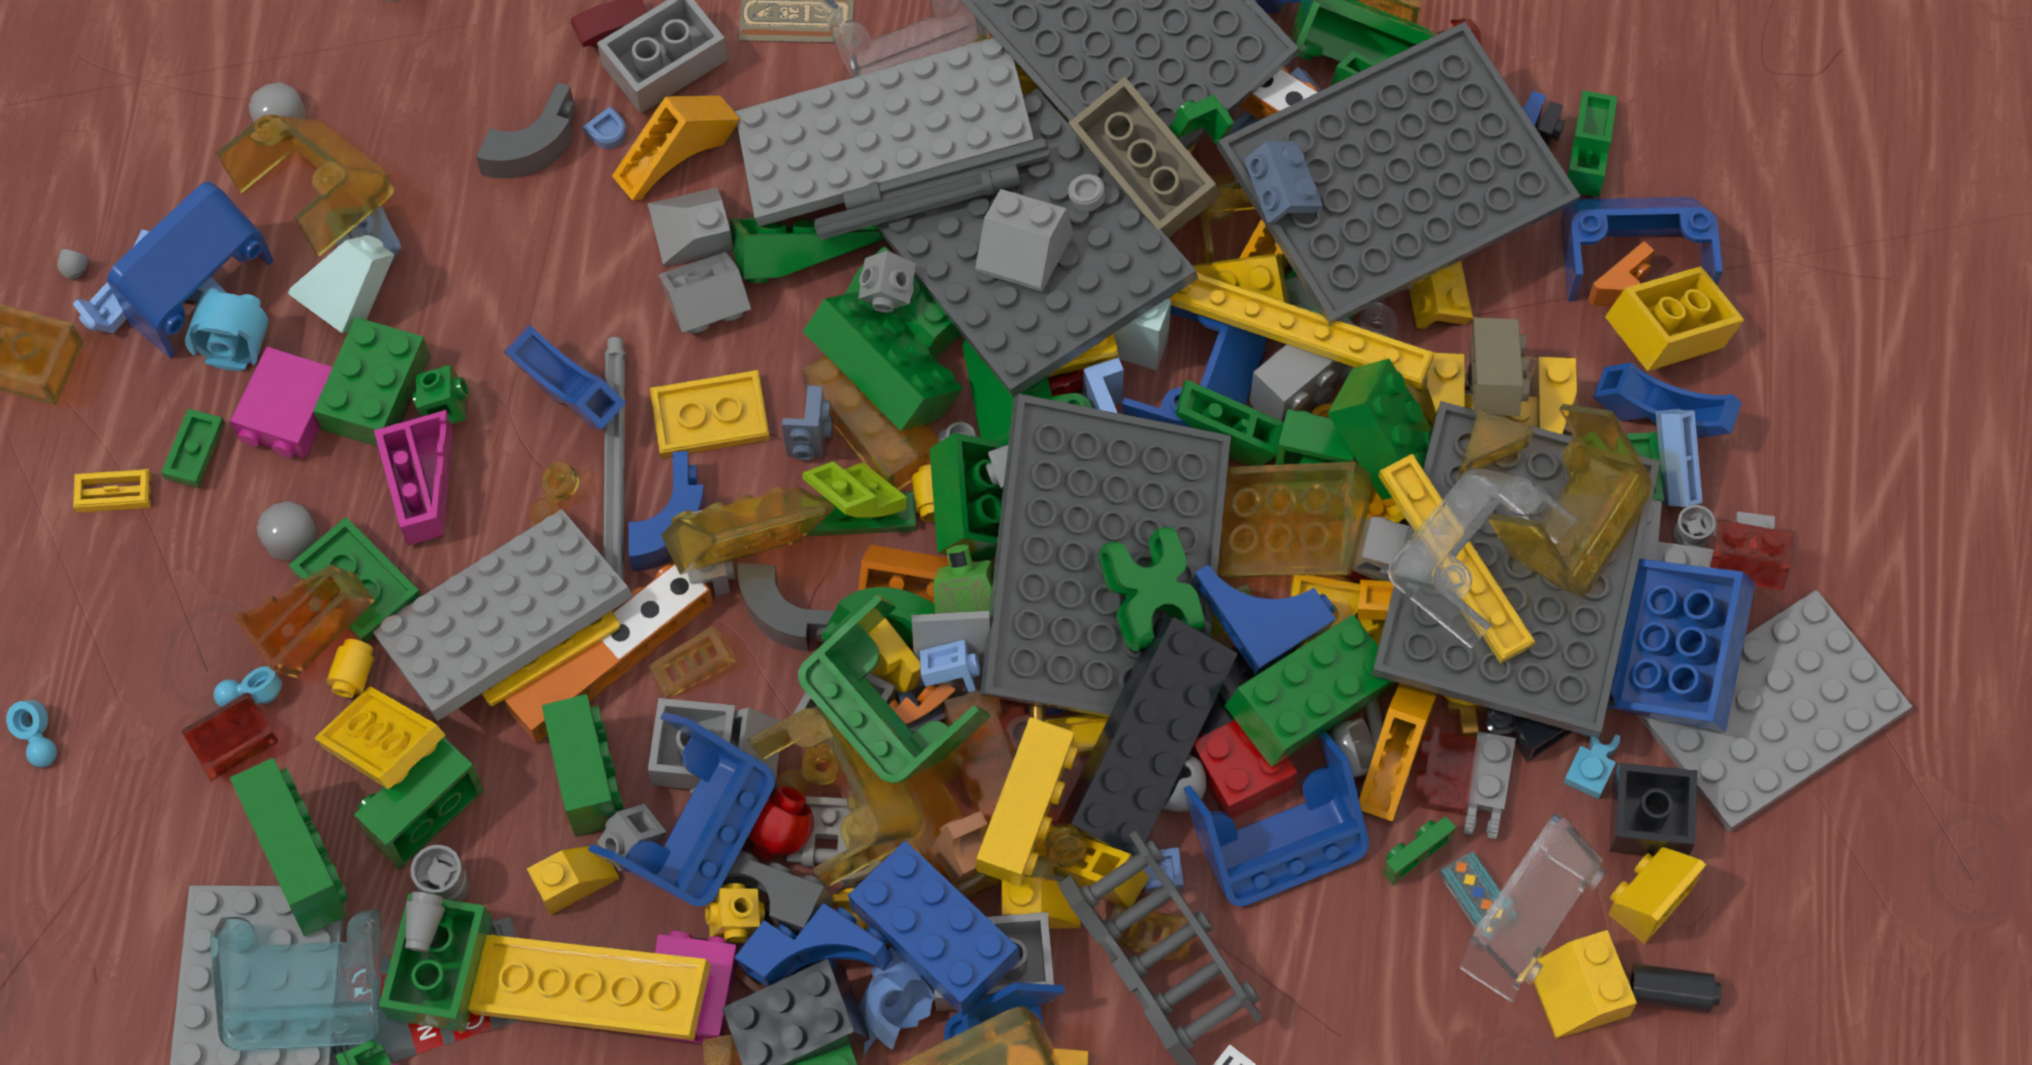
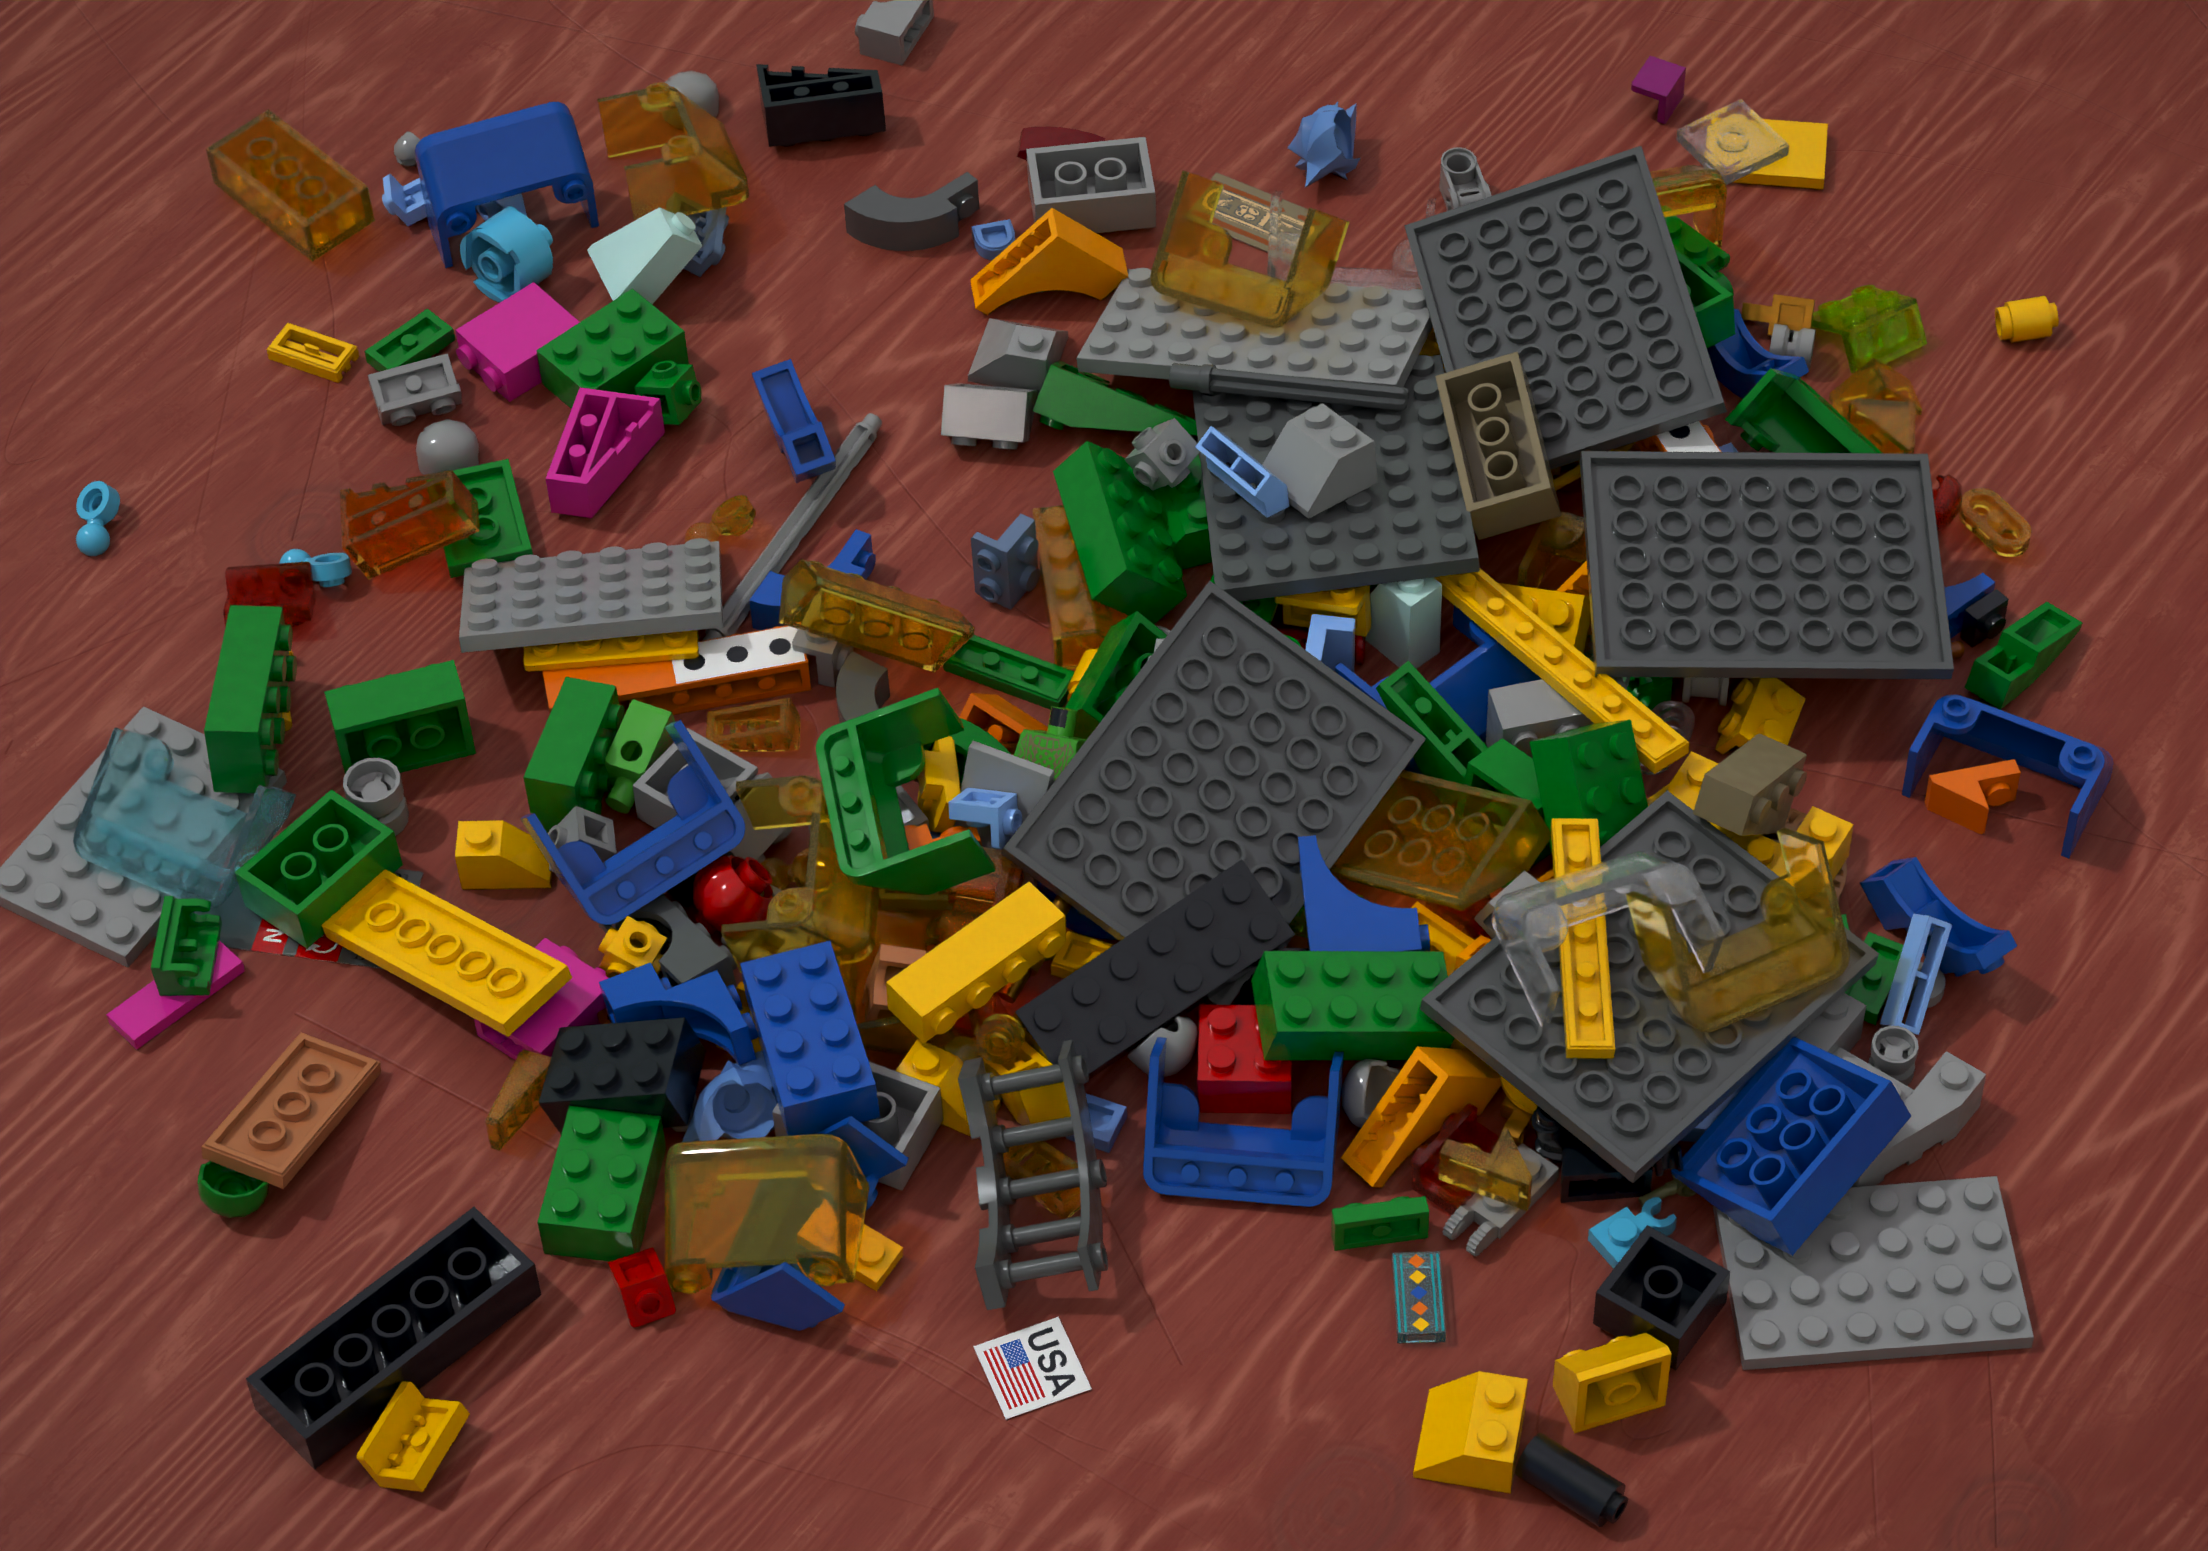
camera: 30 degrees right, 15 degrees down
(225, 487) = (415, 390): none -> light grey bracket
(350, 668) = (421, 588): yellow brick -> none
(380, 737) = (400, 644): yellow plate -> none
(392, 72) = (819, 106): none -> black wedge
(422, 920) = (324, 811): light grey cone -> none
(628, 724) = (634, 749): none -> bright green torso
(709, 413) = (923, 521): yellow tile -> none
(812, 102) = (1196, 253): none -> clear yellow windscreen
(856, 490) = (1011, 639): lime slope -> none
(970, 269) = (1271, 492): none -> light blue piece
(985, 183) = (1239, 398): dark grey axle -> none
(1087, 192) = (1416, 450): light grey tile -> none
(1150, 587) = (1243, 832): green piece -> none
(1202, 114) = (1577, 425): green bracket -> none
(1282, 180) = (1624, 510): sand blue bracket -> none
(1490, 771) = (1494, 1175): none -> clear yellow slope
(1493, 440) = (1696, 842): clear yellow slope -> none
(1509, 37) = (1999, 527): none -> clear yellow plate
(1531, 908) = (1450, 1299): clear windscreen -> none
(1674, 318) = (1997, 841): yellow brick -> none
(1755, 550) = (1932, 1089): clear red bracket -> none

